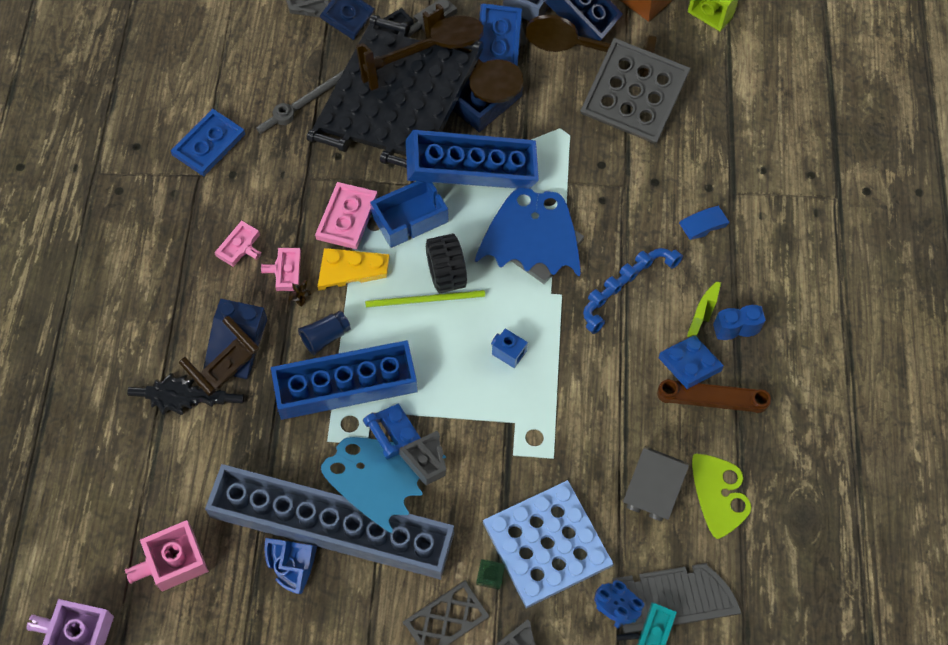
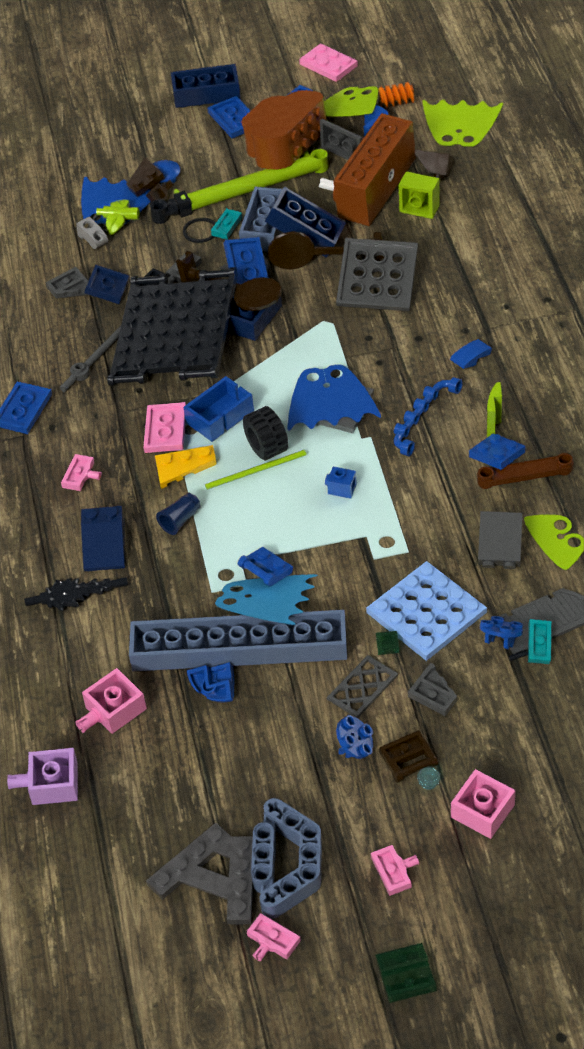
camera: 10 degrees left, 15 degrees down
(226, 363) = (104, 555): dark brown plate -> none
(285, 268) = (127, 479): bright pink plate -> none
(299, 293) = (147, 493): dark brown plant -> none
(344, 379) = (210, 539): blue brick -> none
(425, 458) = (301, 575): dark grey wing -> none
(448, 33) = (201, 269): dark brown piece -> none
(471, 160) = (258, 353): blue brick -> none
(742, 322) = (526, 413): blue brick -> none

